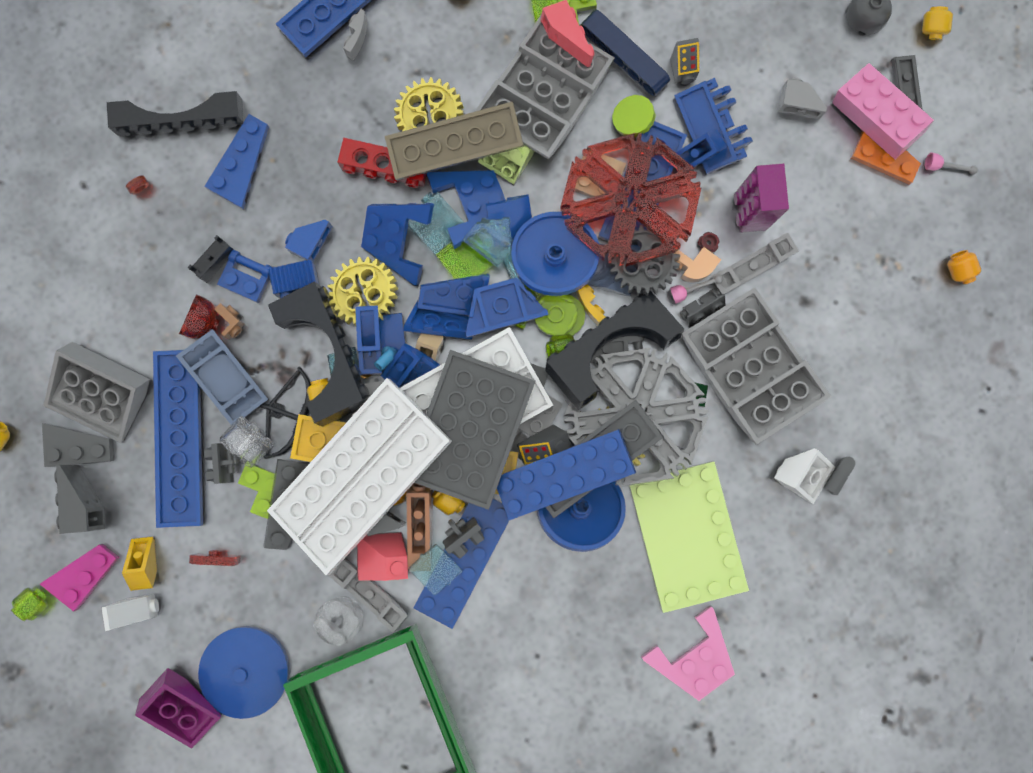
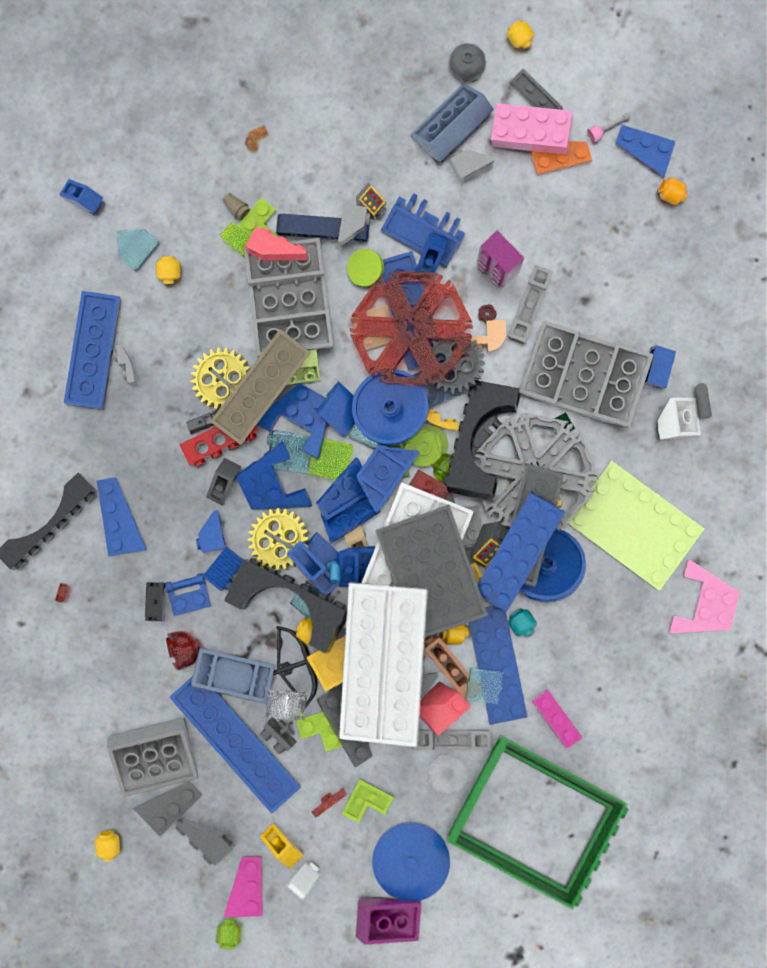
camera: 35 degrees left, 0 degrees up
(230, 316) = (200, 629): medium nougat bracket -> none
(253, 581) = (364, 796): none -> lime plate
(355, 201) = (223, 481): none -> dark grey slope
(375, 135) = (200, 422): none -> dark grey bar
(460, 533) = (481, 648): dark grey hips -> none
(476, 653) = (556, 719): none -> dark pink brick
(491, 239) = (339, 433): clear light blue slope -> none
(516, 541) = (522, 623): none -> teal head
(534, 351) = (429, 484): none -> clear red plate
(655, 64) = (352, 222): none -> light grey slope
(680, 293) = (495, 364): hinge -> none
(711, 302) = (523, 353): dark grey hinge -> none
(815, 52) = (452, 122): none -> sand blue slope
(826, 413) = (660, 367): none -> blue hinge
(970, 211) = (647, 147): none -> blue wing

